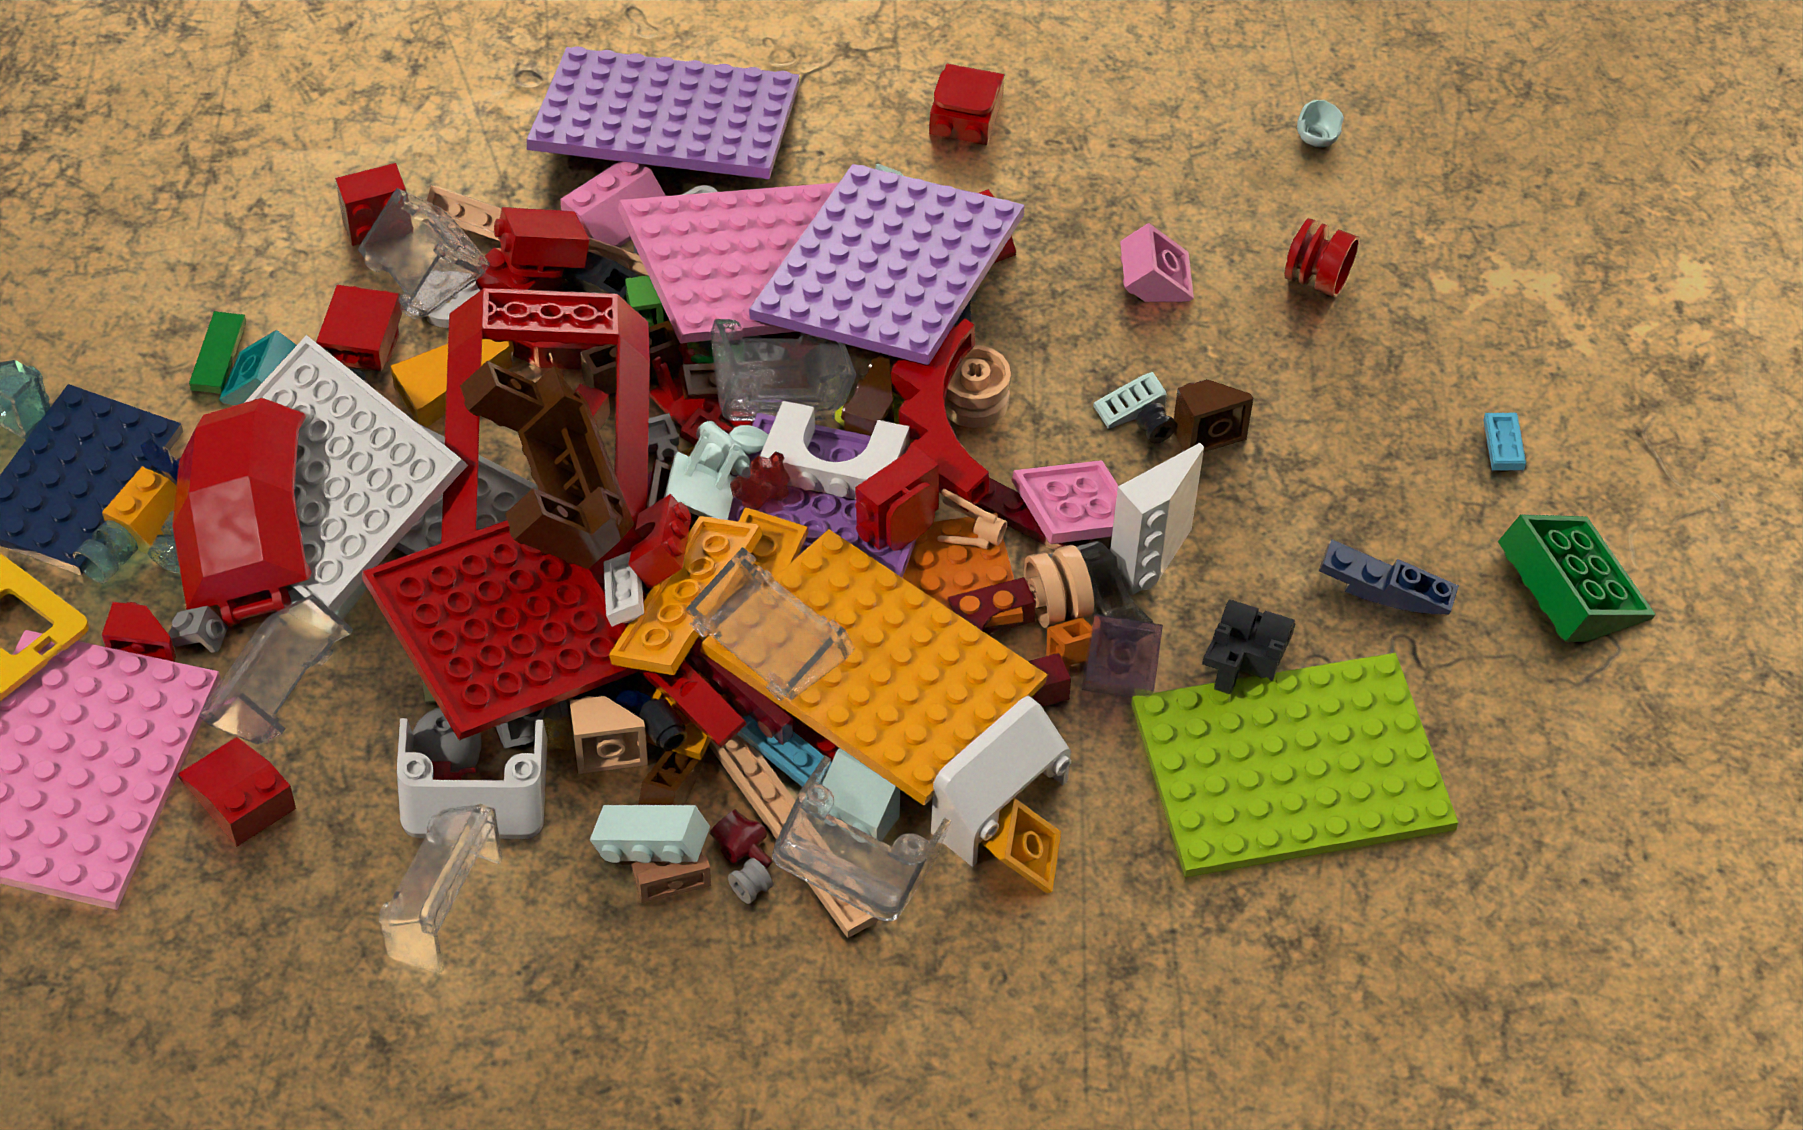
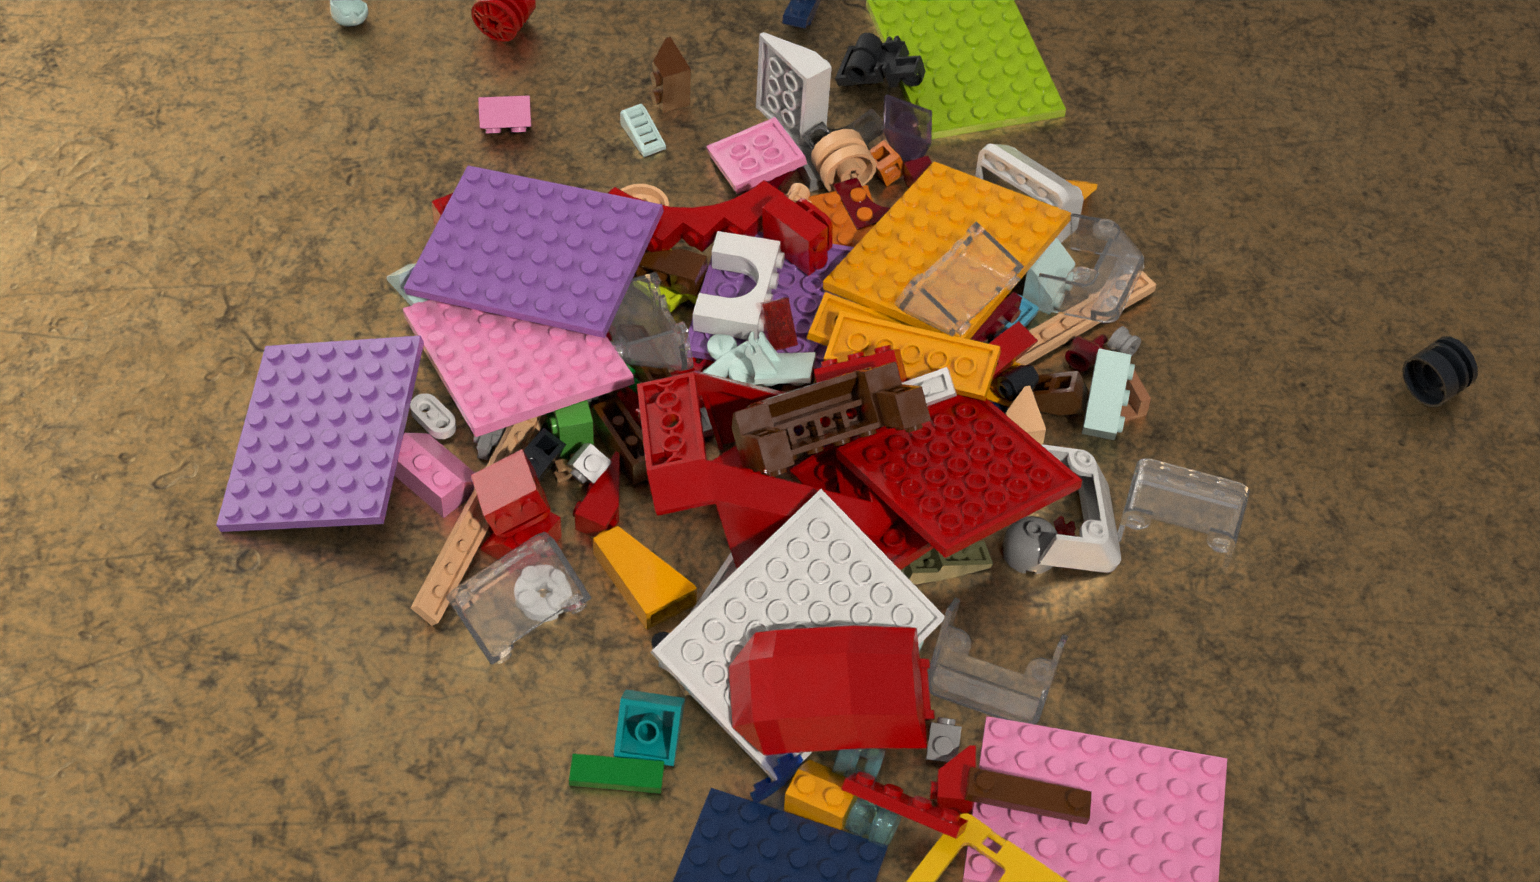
camera: 95 degrees left, 0 degrees up
(94, 684) = (1028, 795): none -> reddish brown plate
(100, 563) = (914, 808): none -> red plate
(239, 790) = (1101, 684): red slope -> none
(361, 327) = (596, 647): red brick -> none
(365, 196) = (444, 649): red brick -> none
(966, 103) = (313, 225): red brick -> none
(1156, 423) = (667, 114): black wheel -> none

